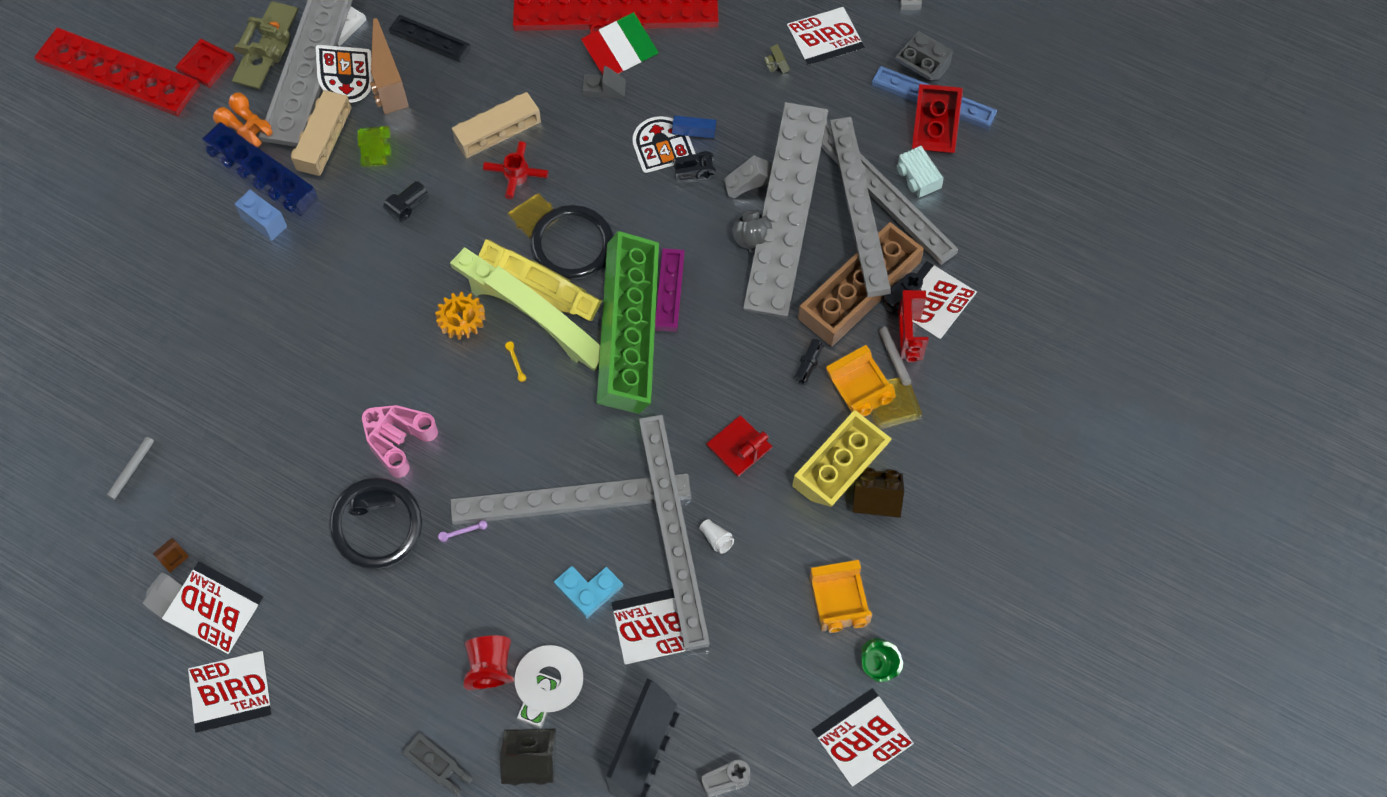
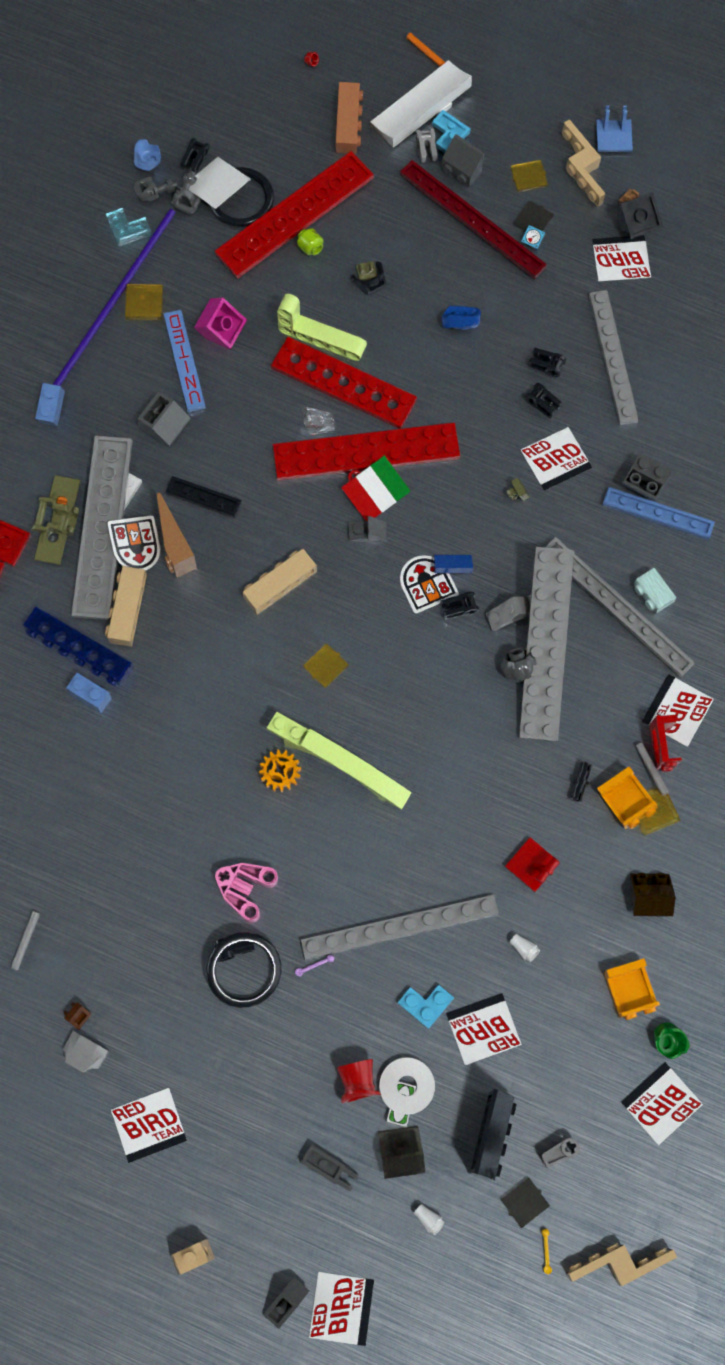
camera: 10 degrees left, 10 degrees up
(212, 607) = (122, 1057): sticker -> none
(240, 106) = (49, 586): orange piece -> none
(374, 146) = (173, 612): clear neon green cylinder -> none
(402, 205) = (210, 669): black piece -> none
(510, 347) = (325, 793): yellow hinge -> none
(515, 169) = (303, 632): red bar -> none
(536, 237) = (364, 719): black wedge -> none
(545, 282) = (345, 733): light yellow piece -> none
(628, 323) = (426, 765): bright green brick -> none
(669, 290) = (454, 726): magenta plate -> none
(674, 533) = (490, 949): light grey plate -> none
(840, 460) = (620, 872): light yellow slope -> none
(843, 297) = (617, 706): medium nougat brick -> none
(860, 208) = (609, 635): light grey plate -> none
(910, 281) = (652, 710): black piece -> none
(937, 118) = (665, 537): red slope -> none

